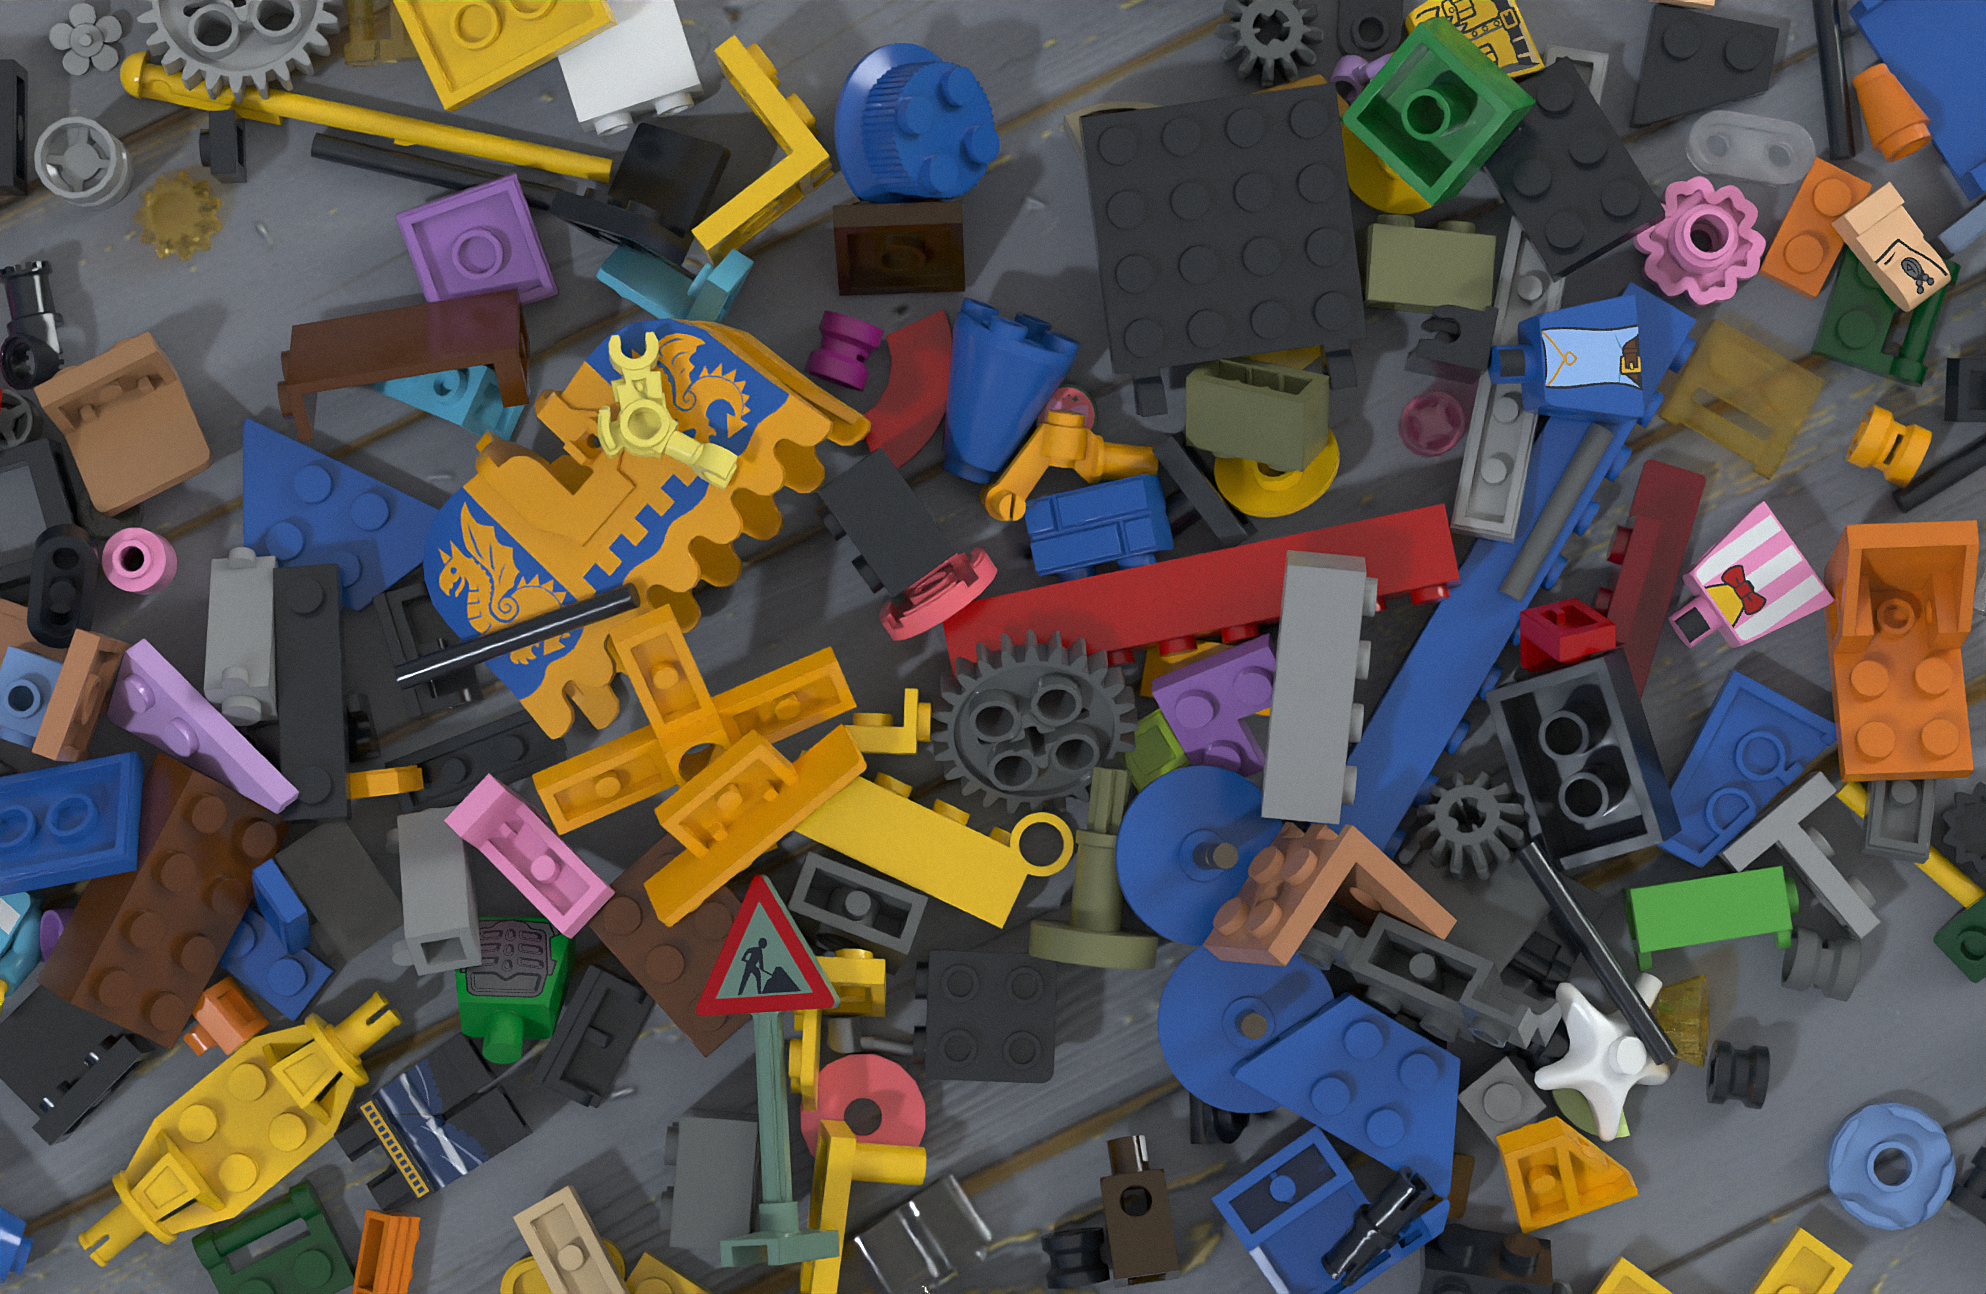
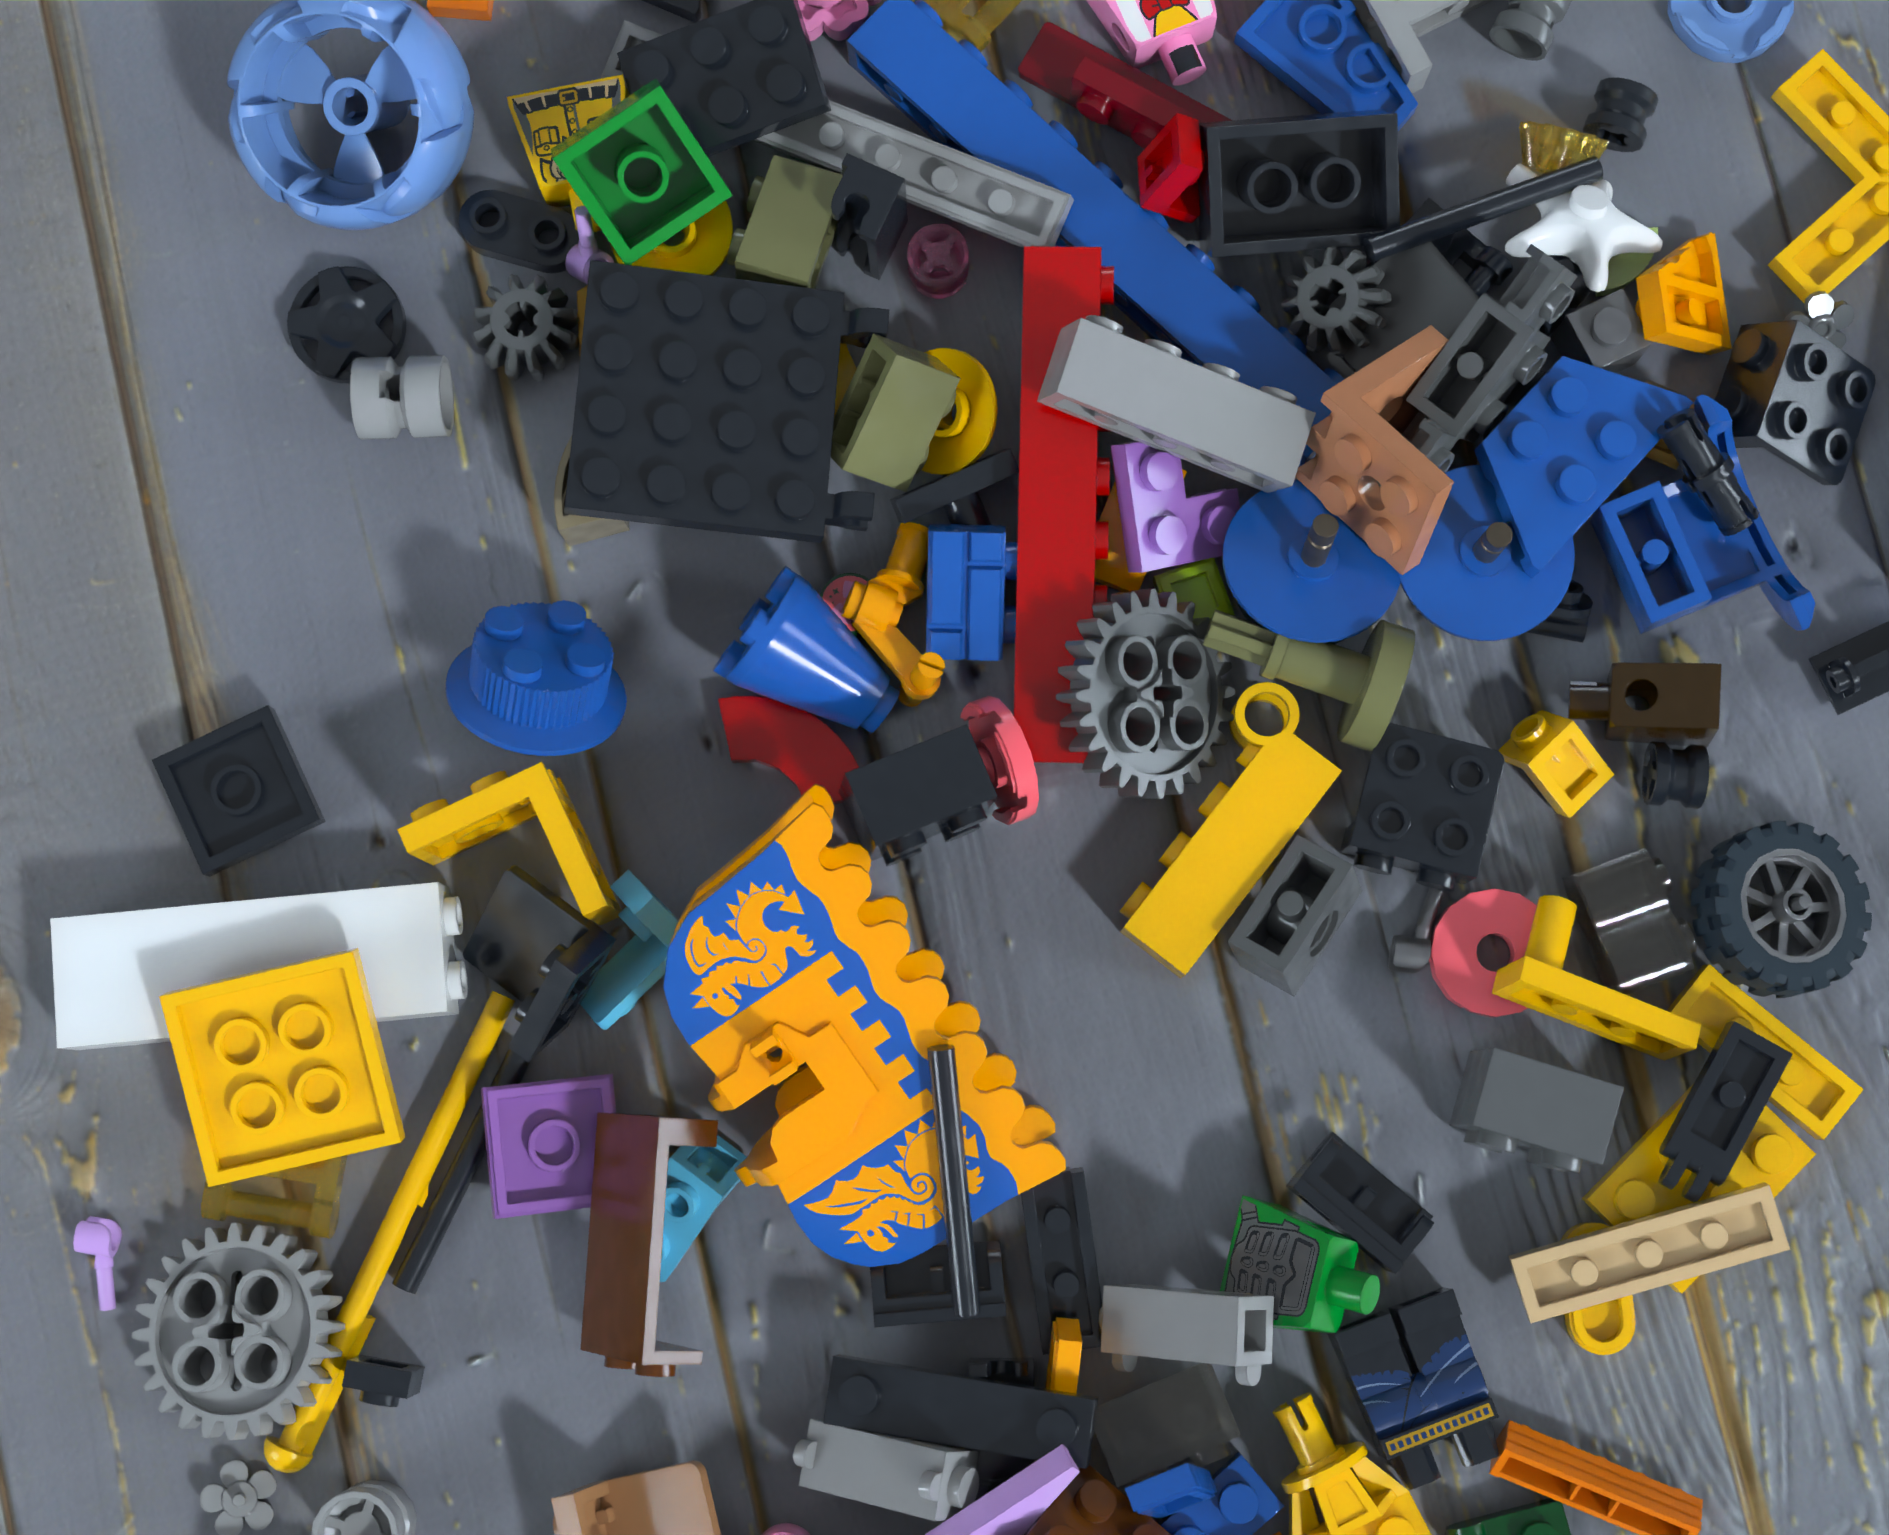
camera: 75 degrees left, 5 degrees down
(178, 216) = (441, 1444): clear yellow piece -> none
(327, 513) = (779, 1355): blue wing -> none
(530, 854) = (1174, 1220): bright pink bracket -> none
(646, 425) = (770, 992): light yellow piece -> none
(675, 959) = (1290, 1082): reddish brown brick -> none
(681, 718) = (1093, 1028): light orange piece -> none
(741, 810) = (1181, 992): light orange bracket -> none
(765, 973) = (1345, 1006): sand green piece -> none
(843, 350) = (732, 801): magenta wheel -> none
(862, 992) = (1366, 936): yellow bracket -> none
(876, 733) = (1123, 848): yellow bracket -> none
(899, 247) = (648, 721): dark brown plate -> none
(1064, 1139) = (1557, 760): none -> yellow bracket
(1556, 512) = (1053, 154): dark grey bar -> none
(1577, 362) = (916, 94): torso -> none
(1710, 910) = (1459, 108): bright green brick -> none

